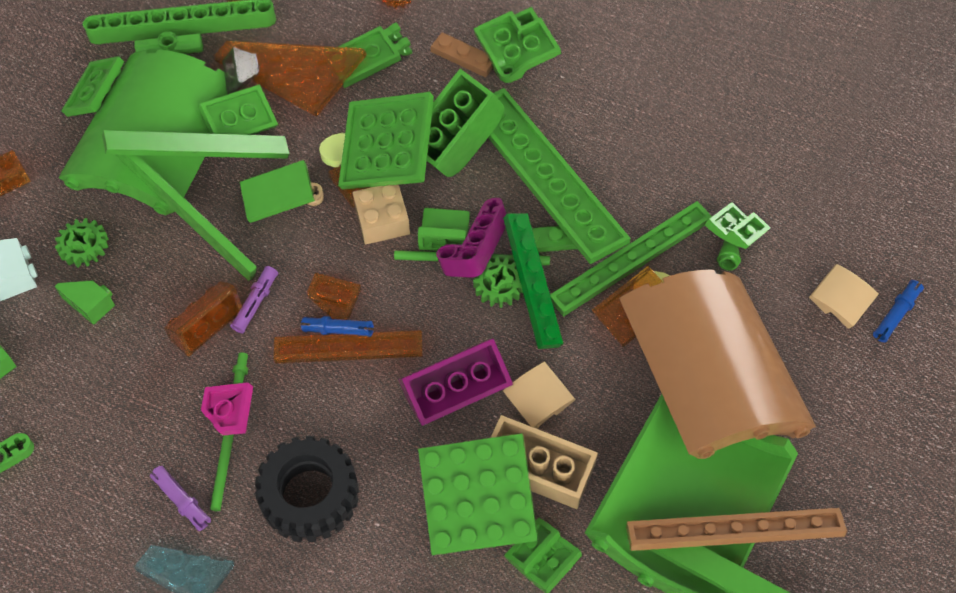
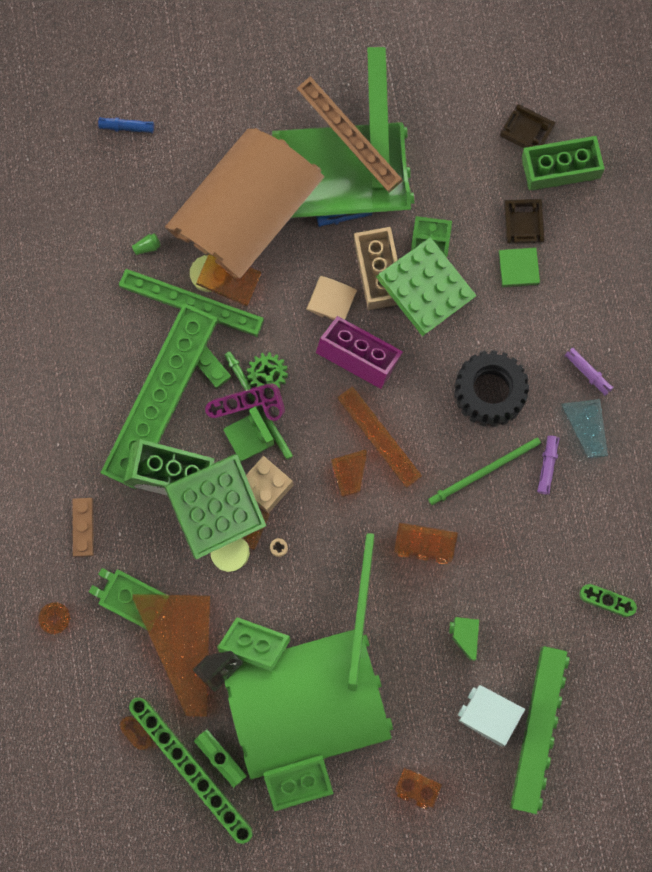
camera: 120 degrees left, 15 degrees up
(76, 252) = (436, 679): bright green gear -> none
(194, 144) = (308, 641): bright green tile -> none
(228, 407) = (474, 477): dark pink plate -> none
(259, 290) = (386, 523): medium lavender pin -> none
(277, 191) = (295, 571): bright green tile -> none
(327, 325) = (372, 451): blue pin -> none
(516, 43) = (52, 486): bright green slope -> none
(533, 281) = (253, 350): green plate -> none
(736, 227) = (124, 248): bright green slope -> none
(843, 295) = (135, 161): tan slope -> none

